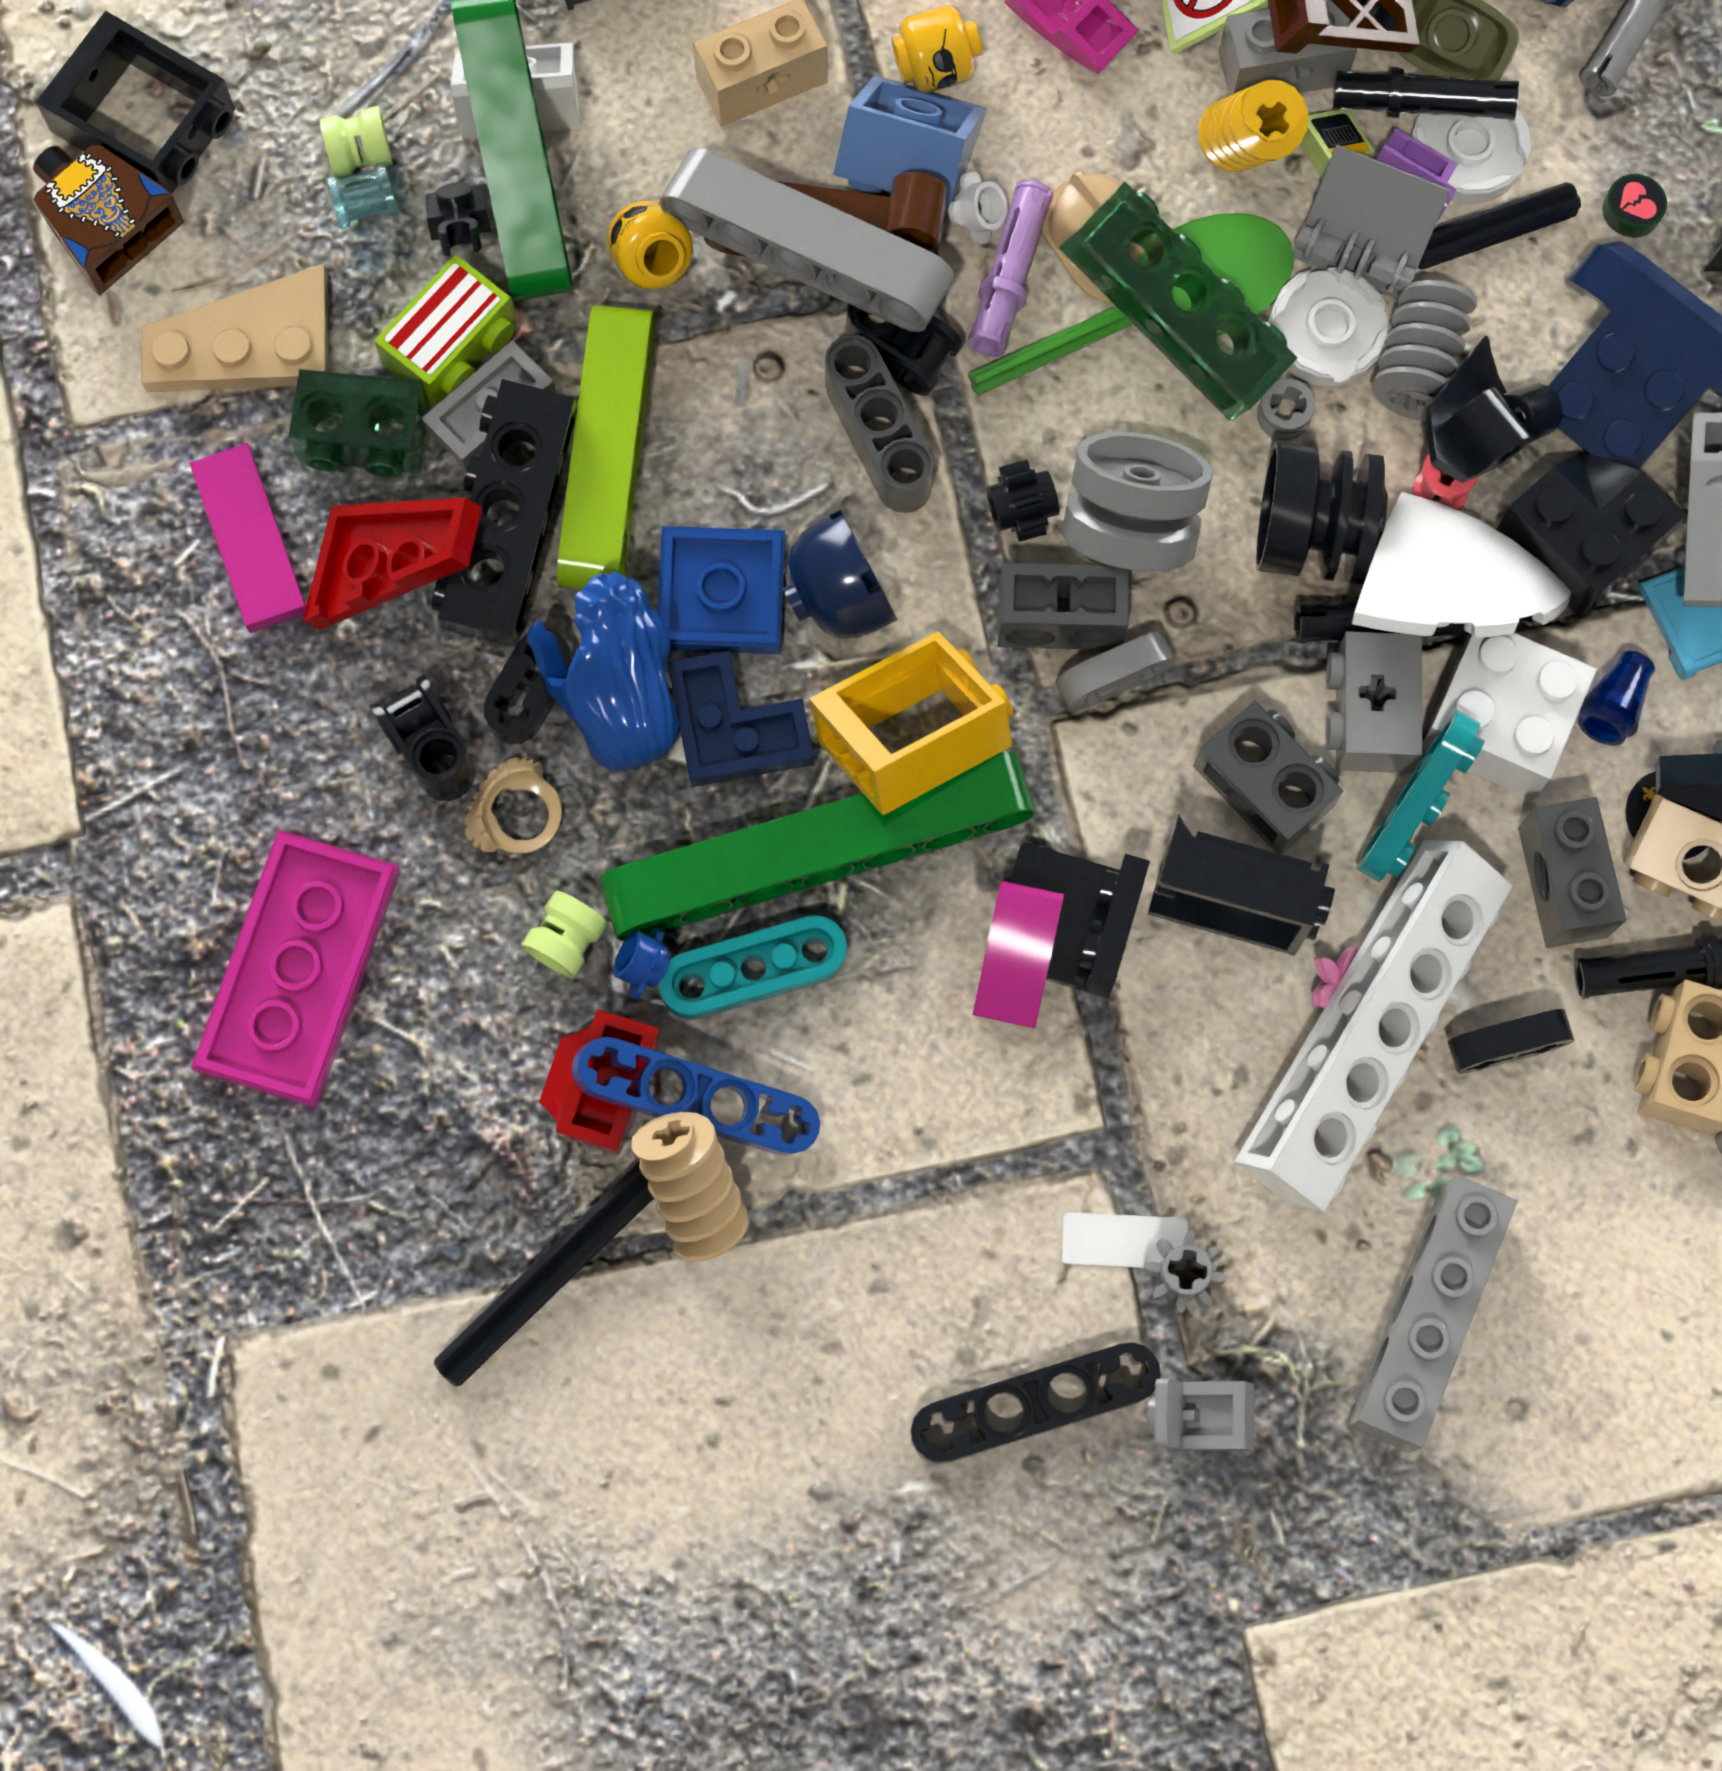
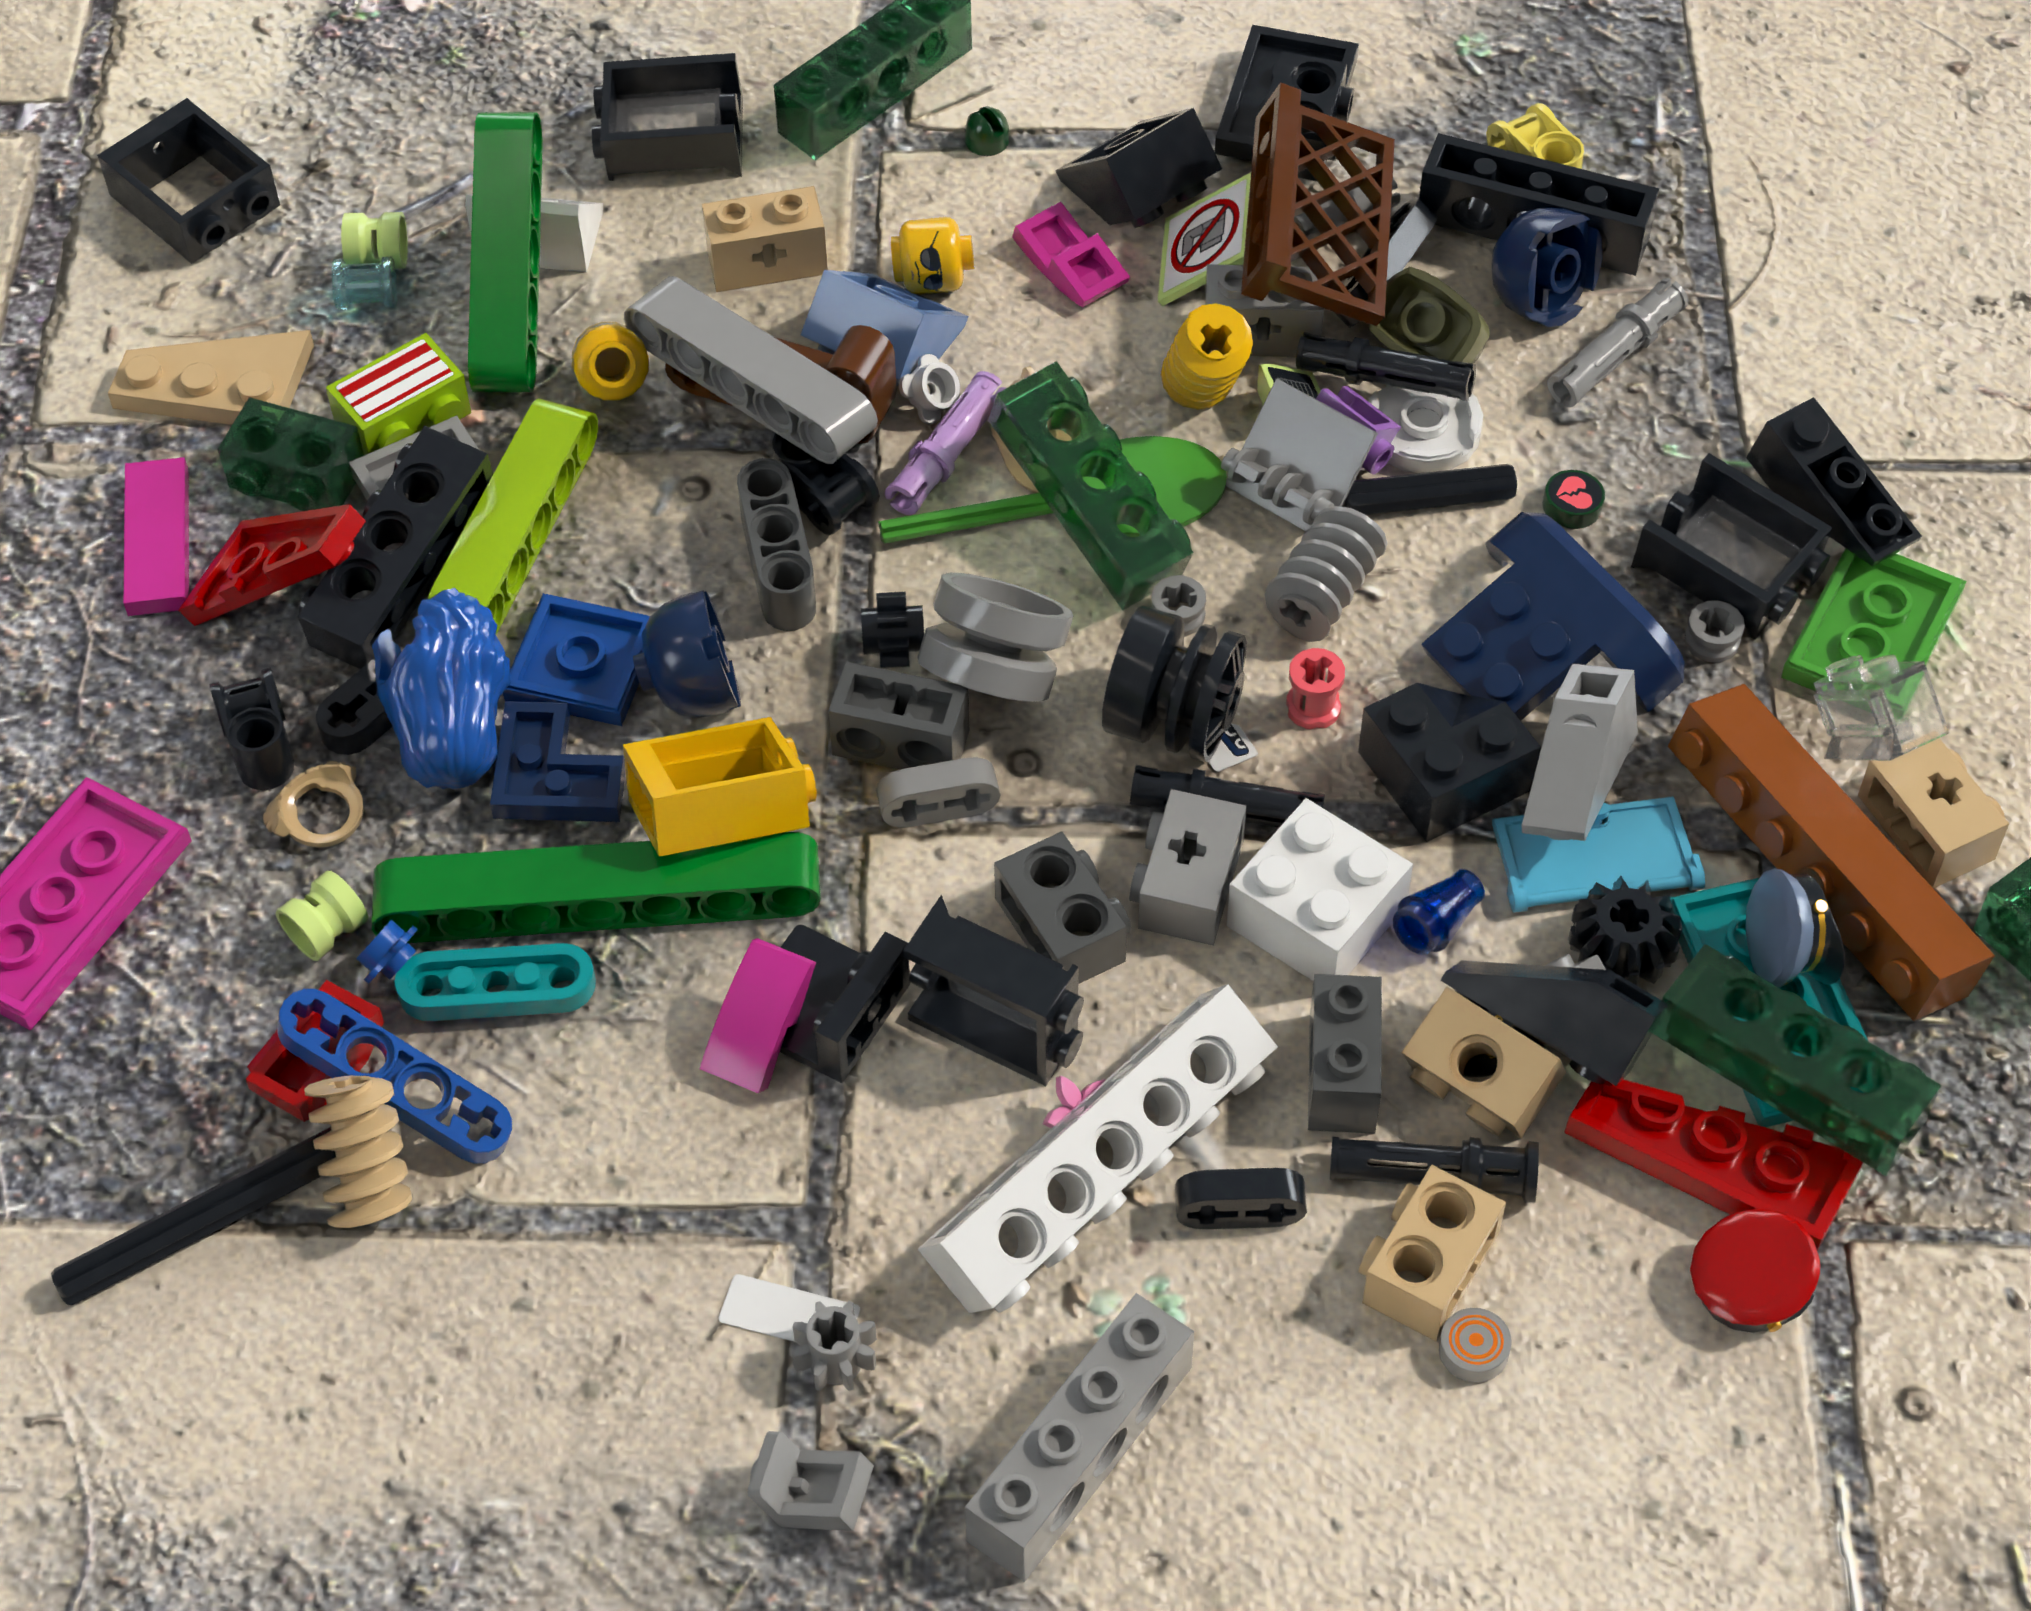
camera: 15 degrees right, 20 degrees down
(103, 211) = (128, 256): torso -> none
(458, 215) = (441, 309): black plate -> none
(1032, 1394) = (643, 1429): black beam -> none
(1331, 326) = (1239, 544): white tile -> none
(1421, 797) = (1201, 945): teal plate -> none
(1453, 569) = (1279, 740): white brick -> none
(1480, 425) = (1362, 637): black panel -> none

